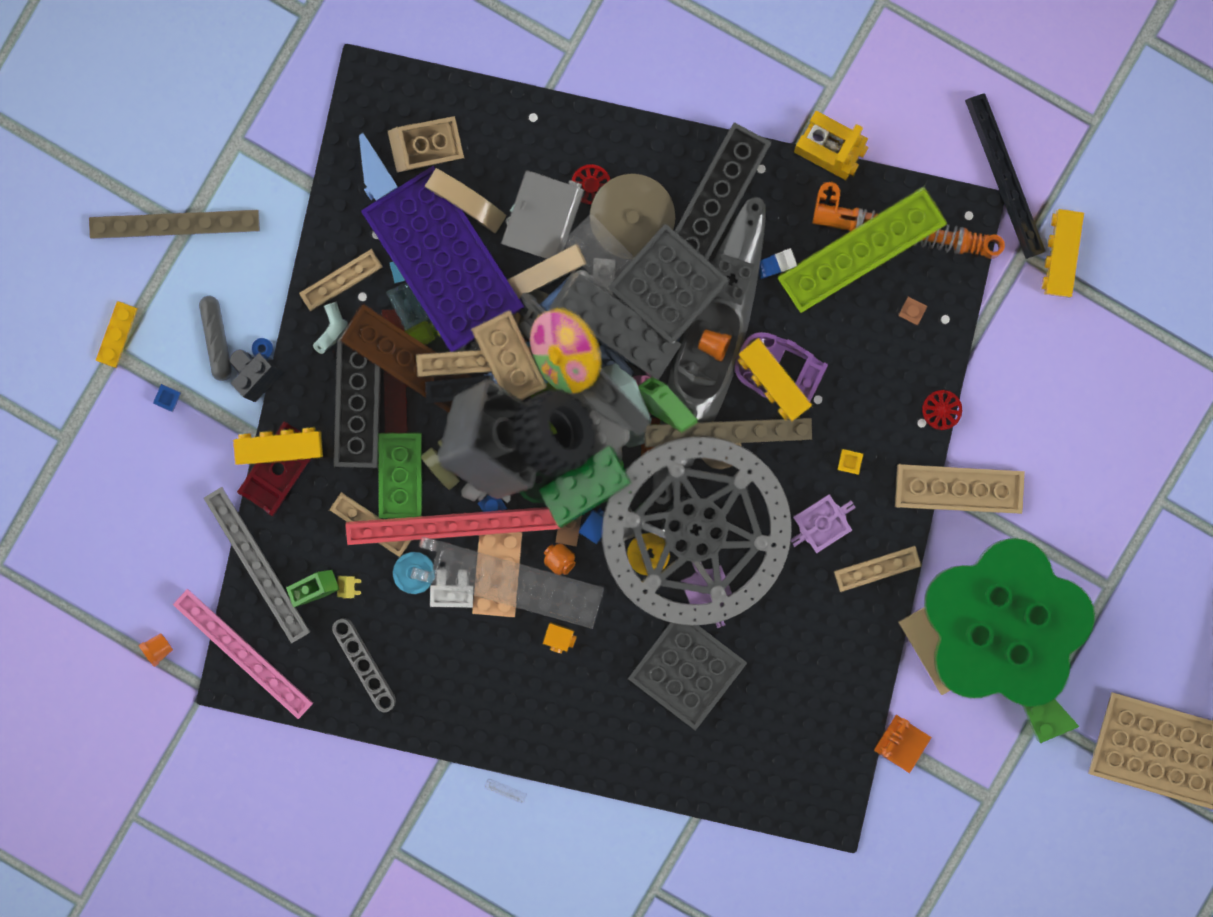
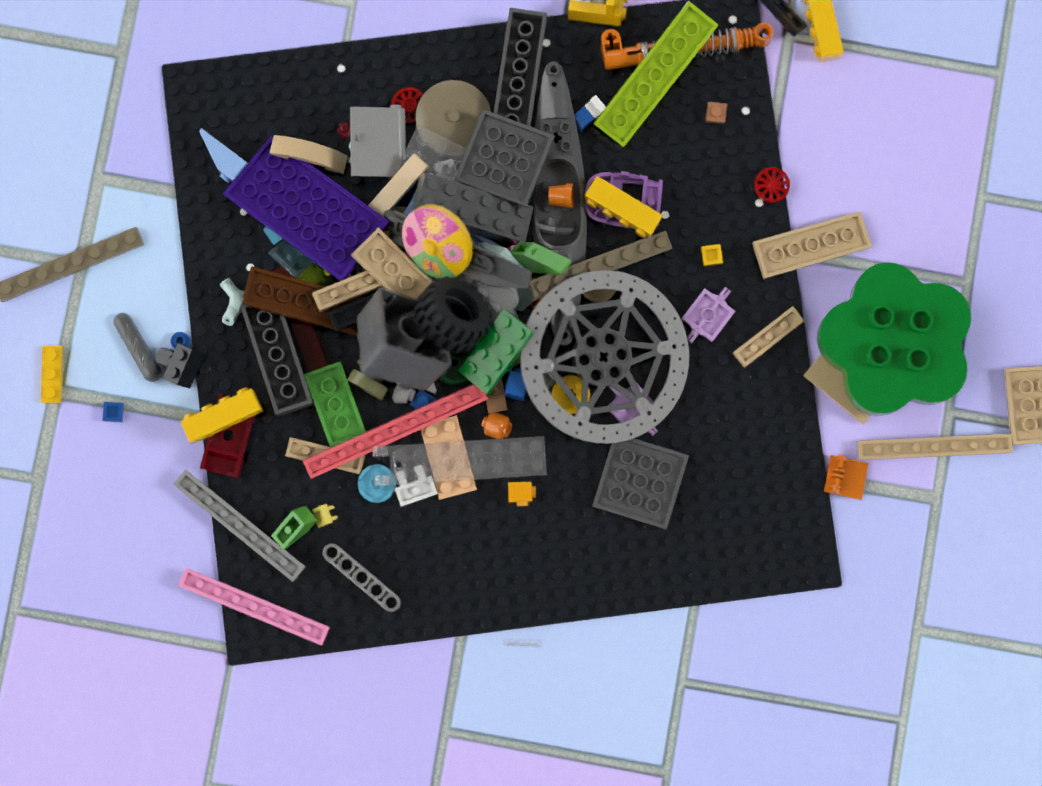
camera: 20 degrees left, 5 degrees down
(156, 649) = (177, 630): orange piece -> none
(341, 280) = (227, 259): tan tile -> none
(425, 144) = (257, 120): tan slope -> none
(513, 187) = (344, 130): none -> dark red plate
(1007, 746) = (934, 446): none -> tan plate
(1049, 720) = (960, 411): bright green wedge -> none

